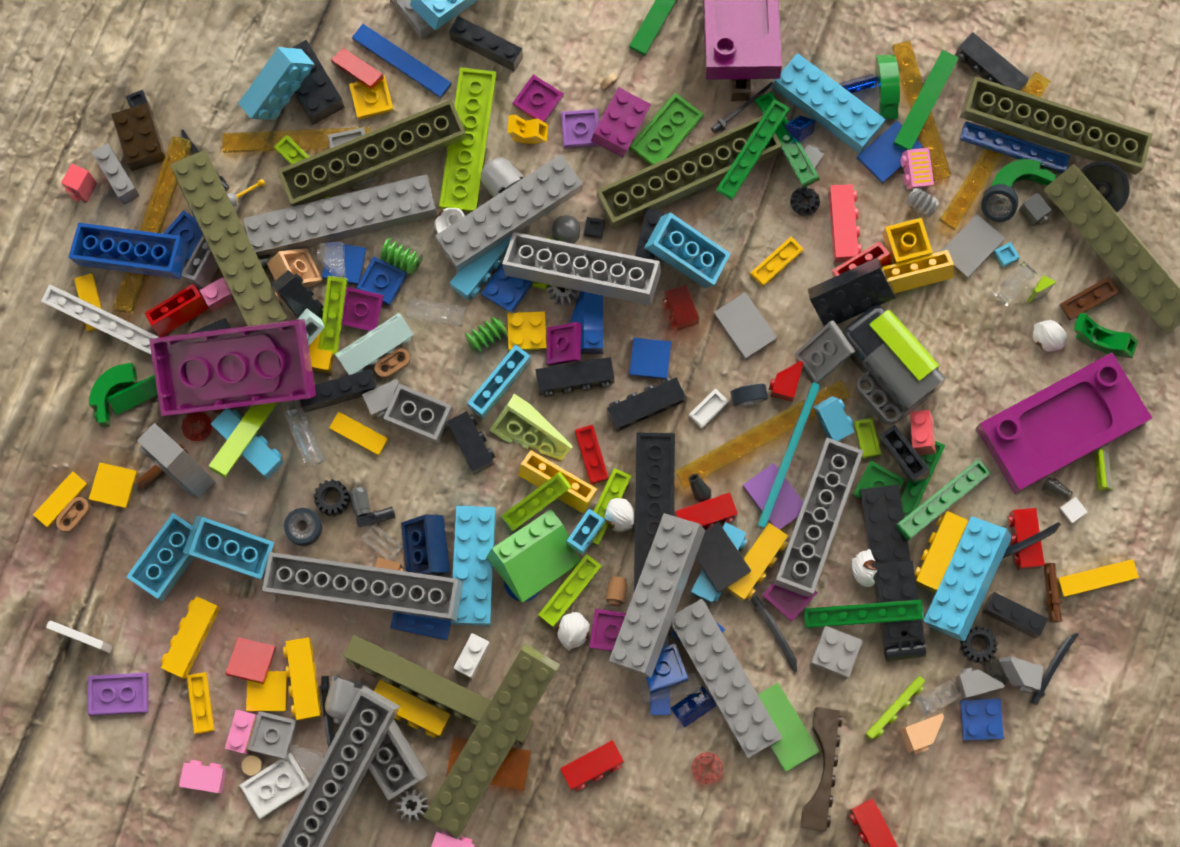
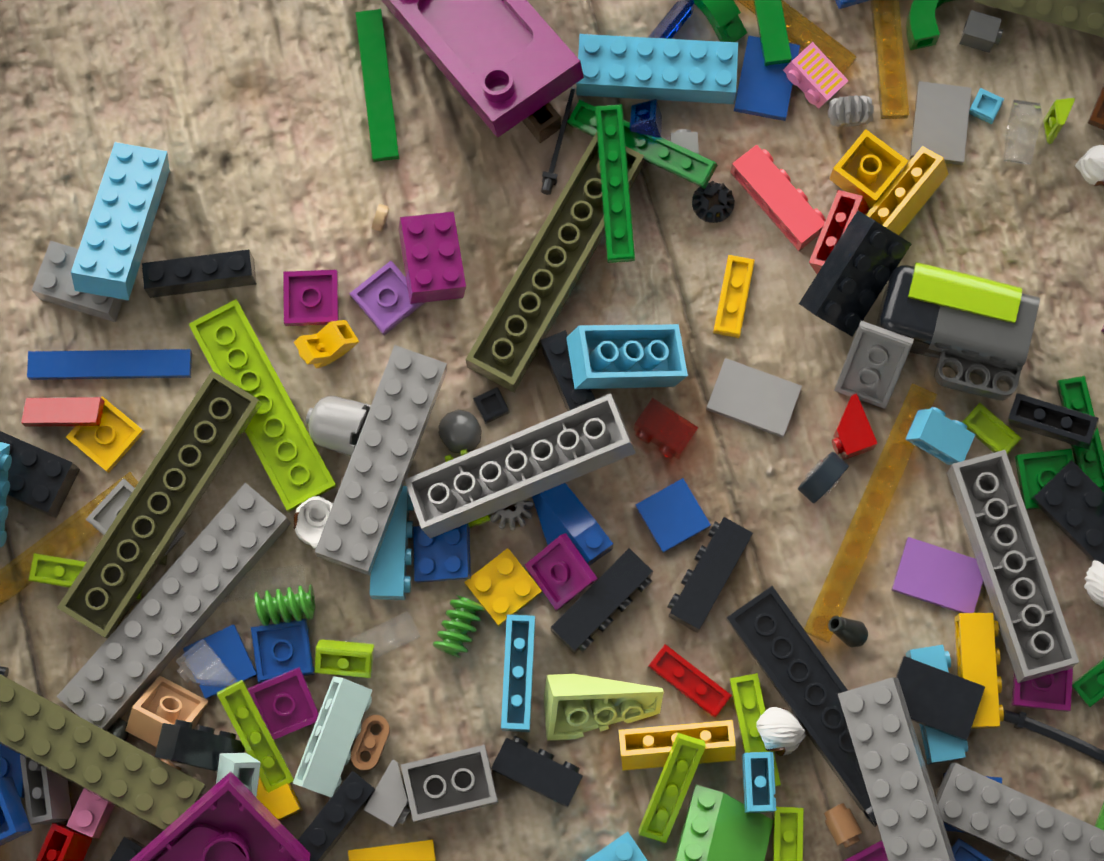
camera: 35 degrees left, 0 degrees up
(234, 198) = (23, 678): yellow hinge -> none
(411, 307) = (344, 658): none -> lime slope
(666, 130) = (491, 230): bright green tile -> none
(708, 408) = (785, 526): white tile -> none
(710, 511) = (879, 652): red brick -> none
(788, 455) = (922, 518): teal tile -> none
(923, 432) = (1052, 379): coral brick -> none
(997, 212) = (931, 40): wheel -> none

